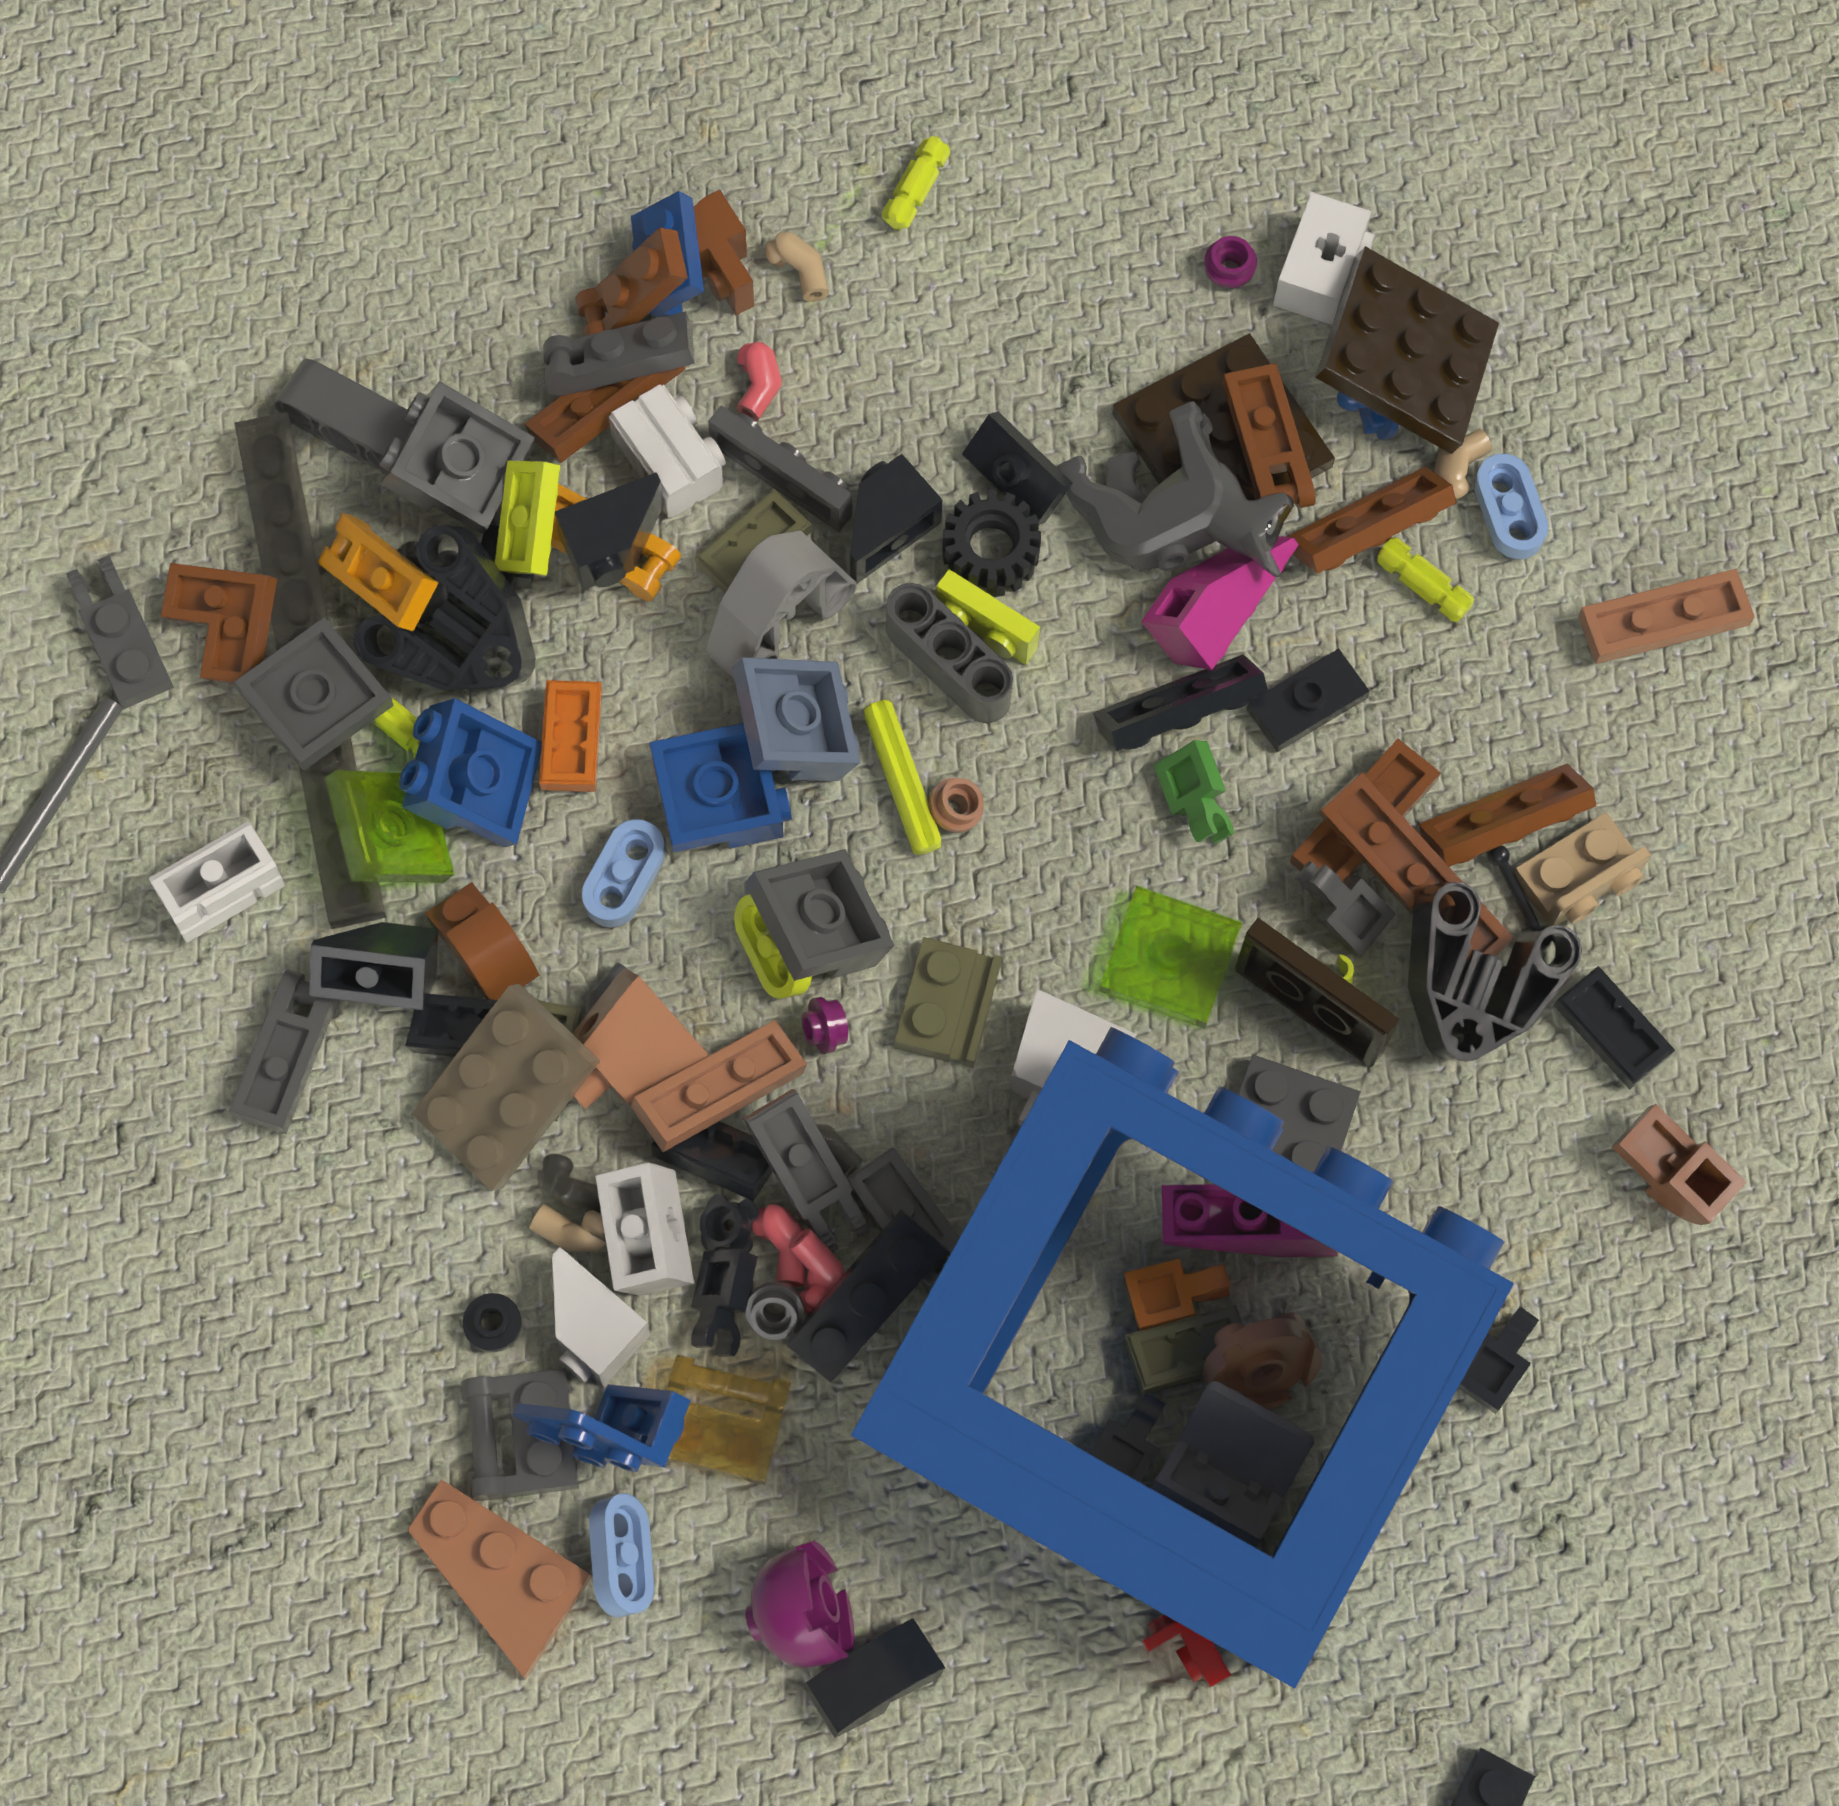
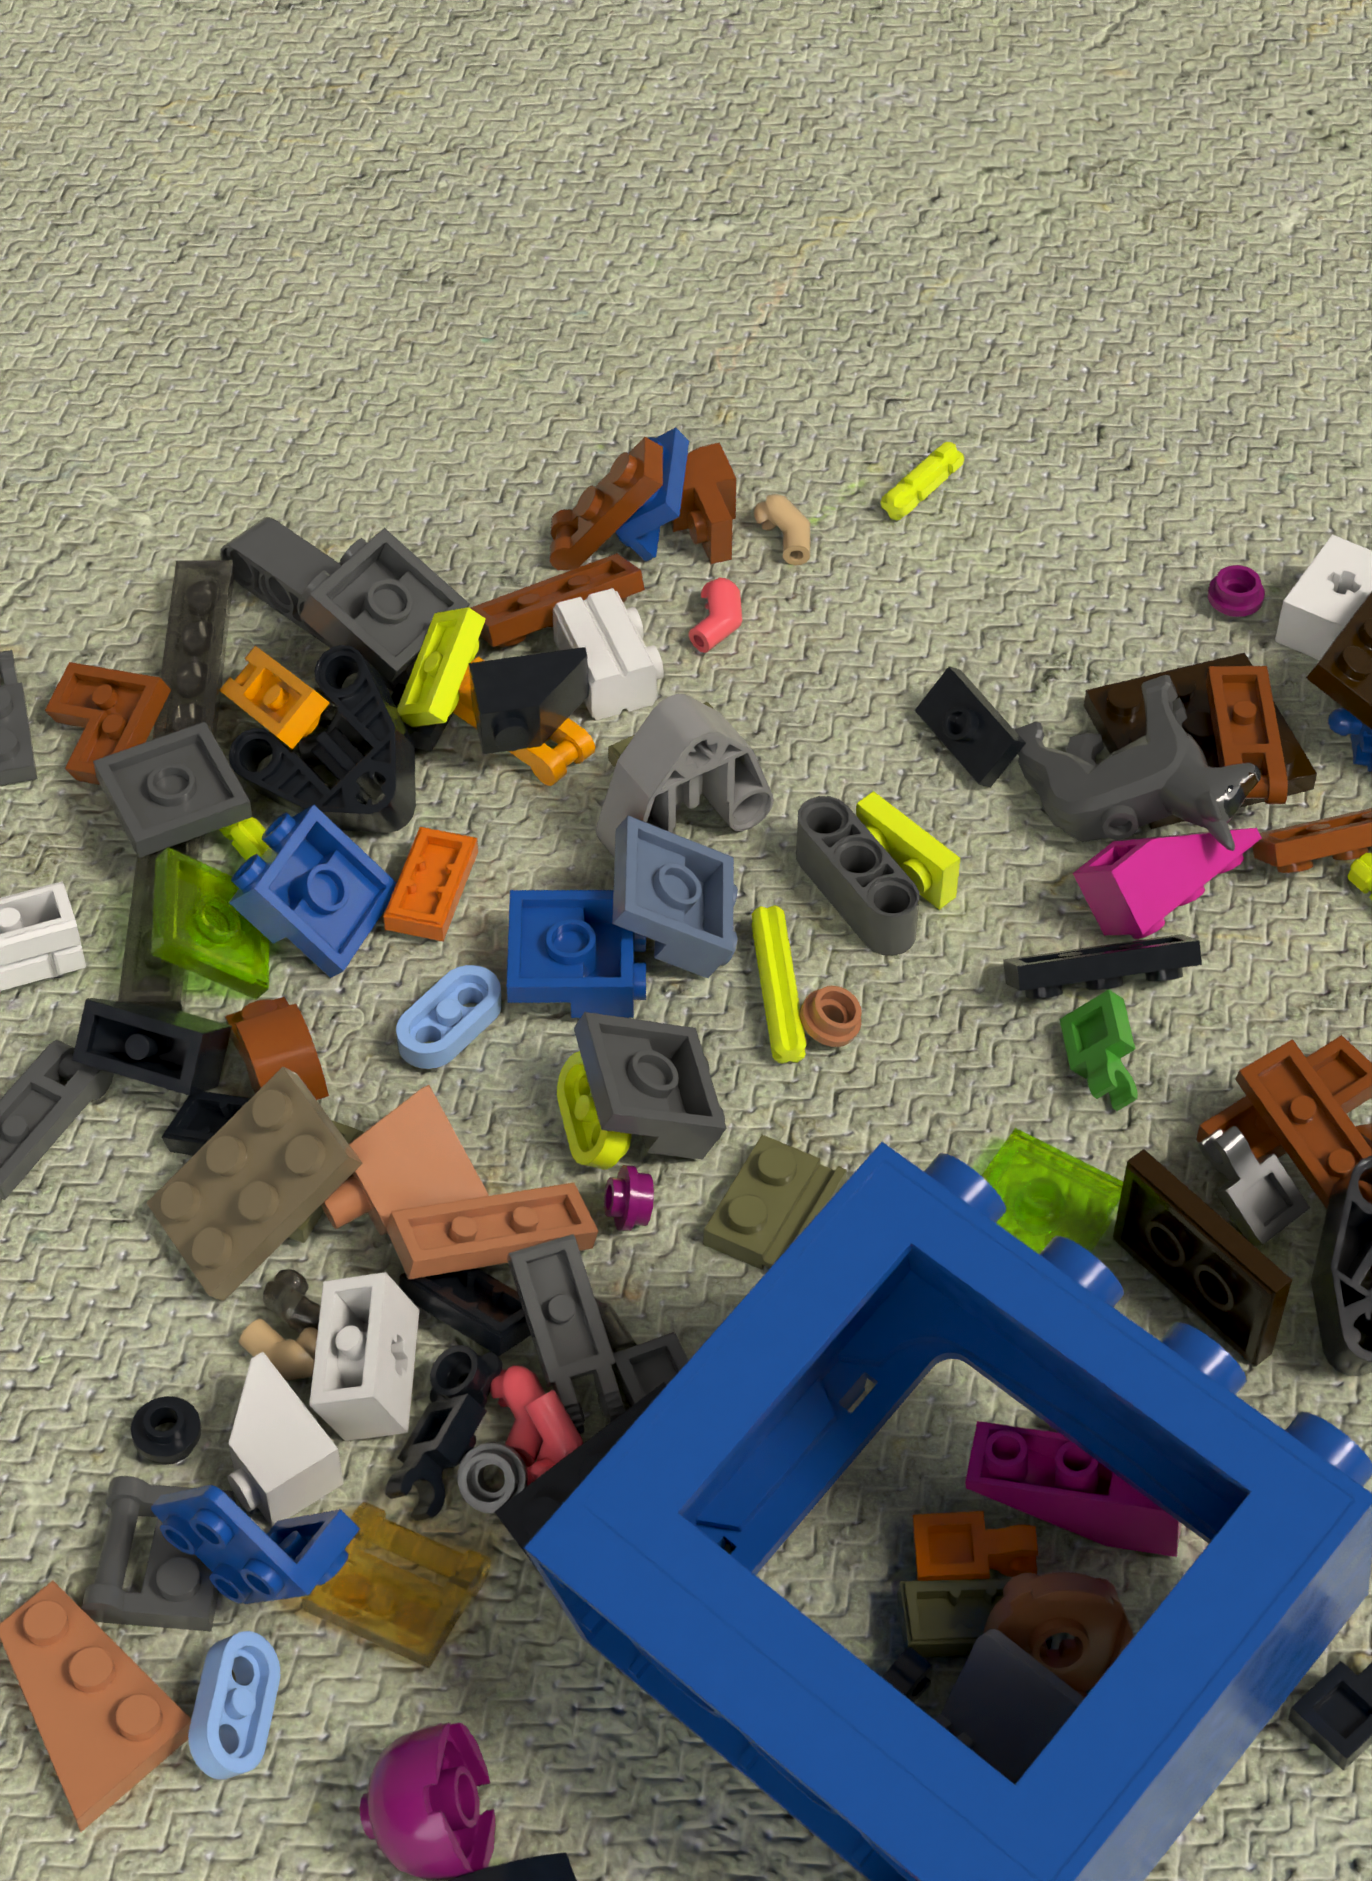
camera: 15 degrees right, 20 degrees down
(617, 354) = (578, 561): dark grey plate -> none
(781, 467) = (711, 678): dark grey plate -> none
(890, 515) = (824, 745): black slope -> none
(999, 515) = (931, 764): black tyre -> none
(1308, 700) = (1246, 990): black plate -> none

